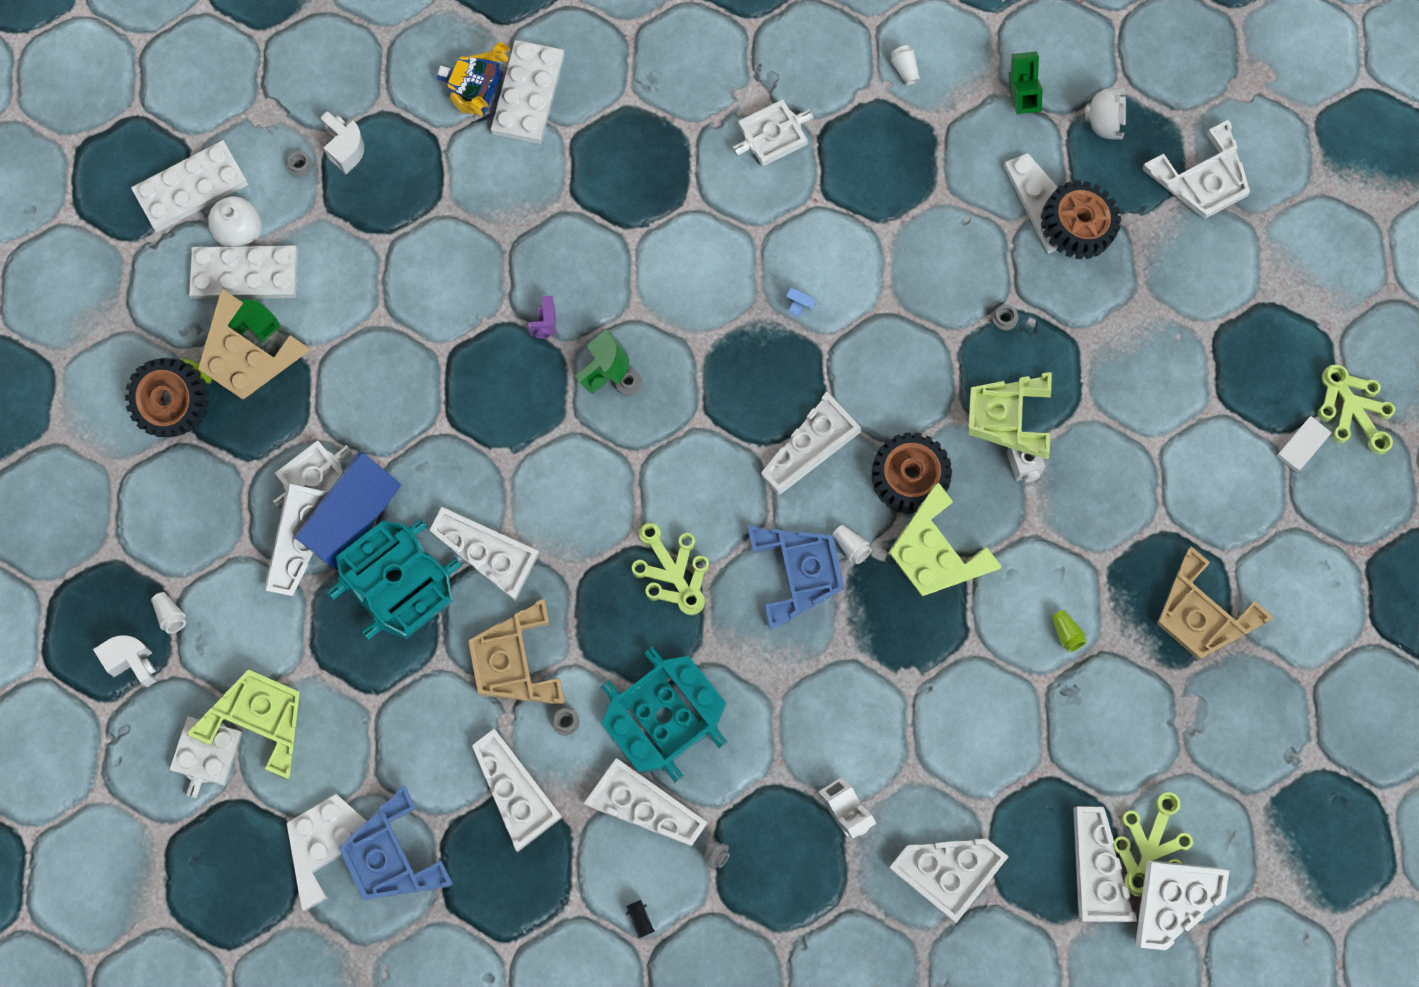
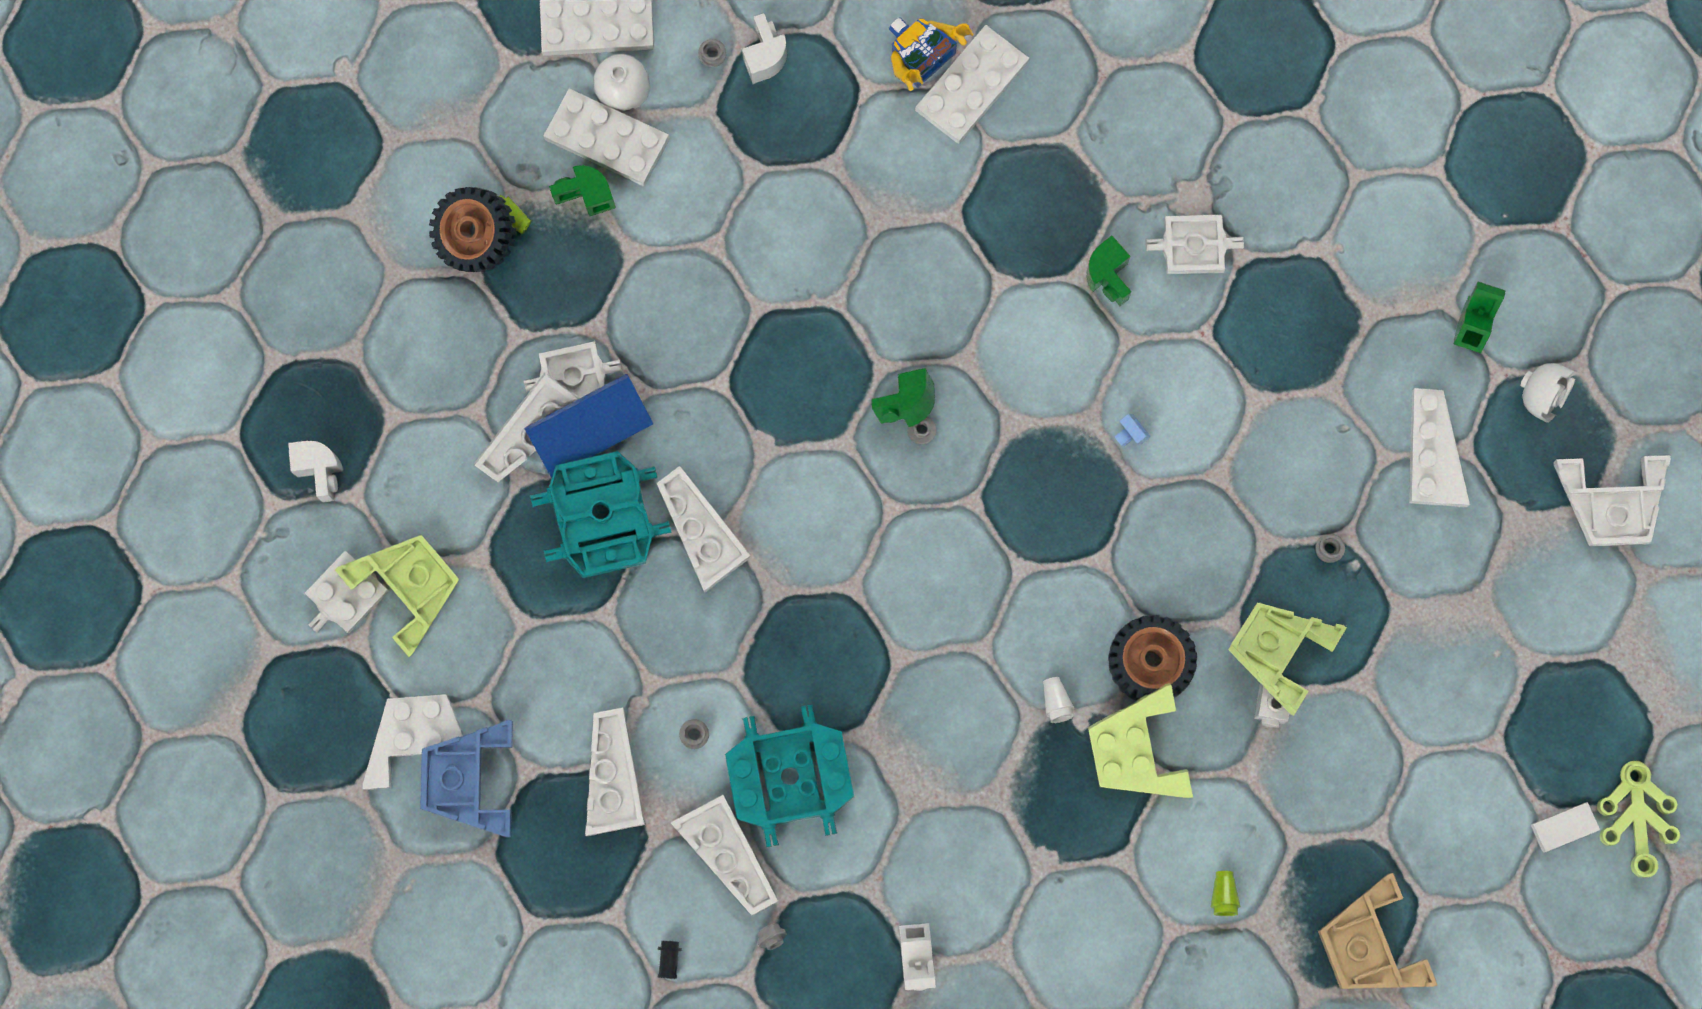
camera: 30 degrees right, 5 degrees up
(168, 613) = (374, 441): white cone -> none
(237, 361) = (556, 225): tan wing -> none
(502, 661) = (662, 647): tan wing -> none
(547, 320) = (876, 323): medium lavender bracket -> none
(673, 572) = (869, 641): yellowish green plant -> none
(710, 185) = (1103, 270): none -> green brick
(809, 566) = (1003, 705): medium blue wing -> none
(820, 436) = (1072, 580): white wing -> none
(905, 63) = (1366, 235): white cone -> none
(1078, 237) = (1478, 482): wheel -> none

